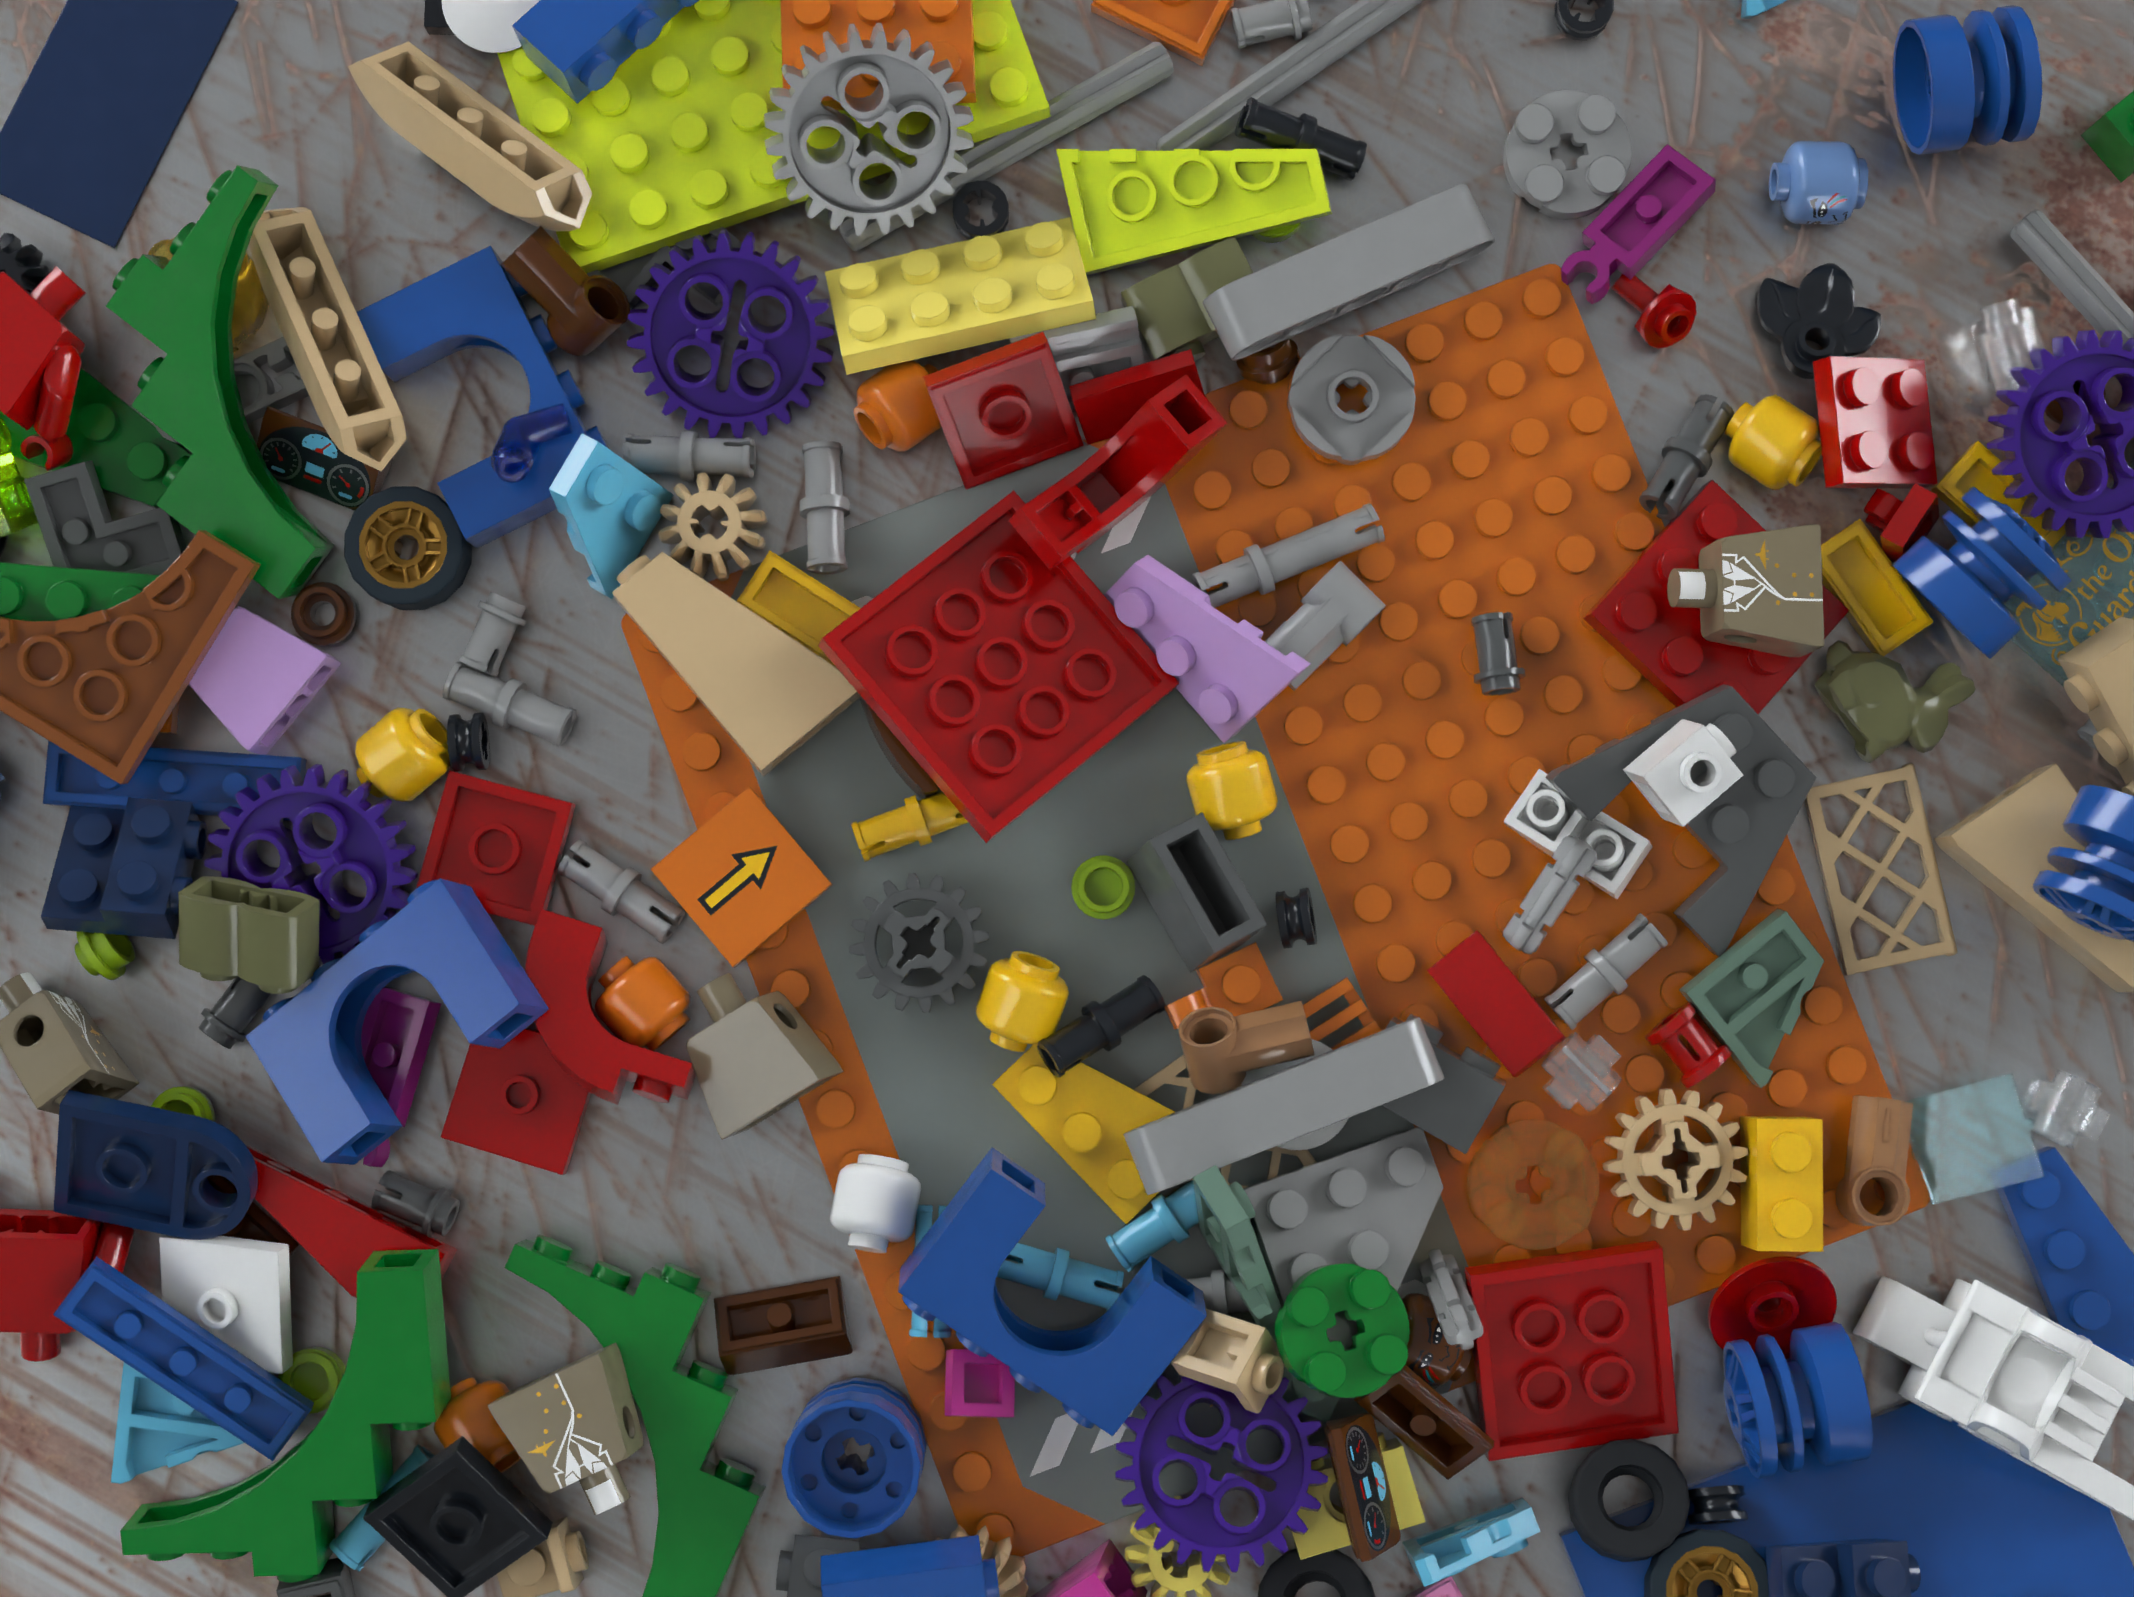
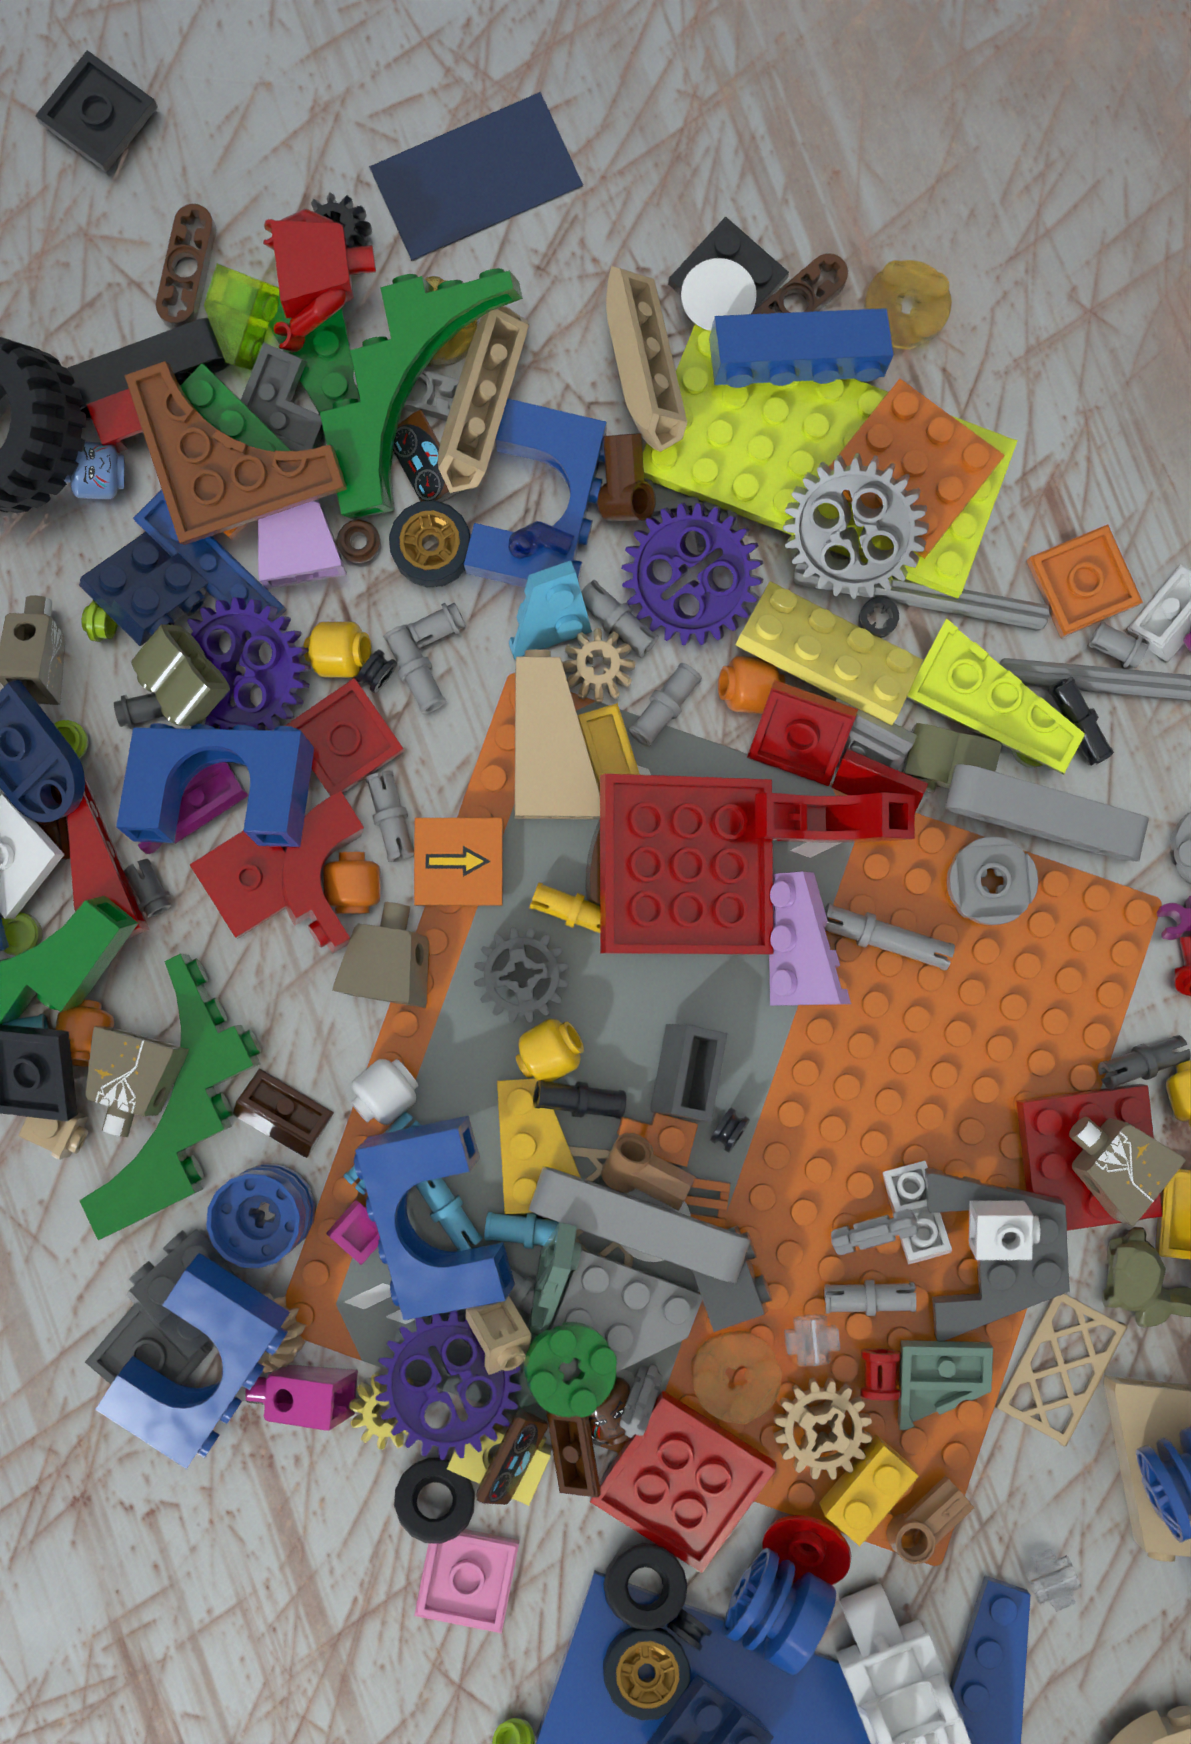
camera: 40 degrees right, 0 degrees up
(1103, 887) = (642, 1027): lime plate -> none
(1232, 789) = (754, 1033): yellow head -> none
(1270, 363) = (964, 826): reddish brown plate -> none
(1329, 616) = (882, 986): light grey piece -> none
(1470, 1540) = (544, 1535): medium azure wing -> none
(1496, 654) = (954, 1081): dark grey pin -> none
(1496, 1004) = (797, 1265): red slope -> none
(1973, 1139) = (990, 1553): clear light blue piece -> none

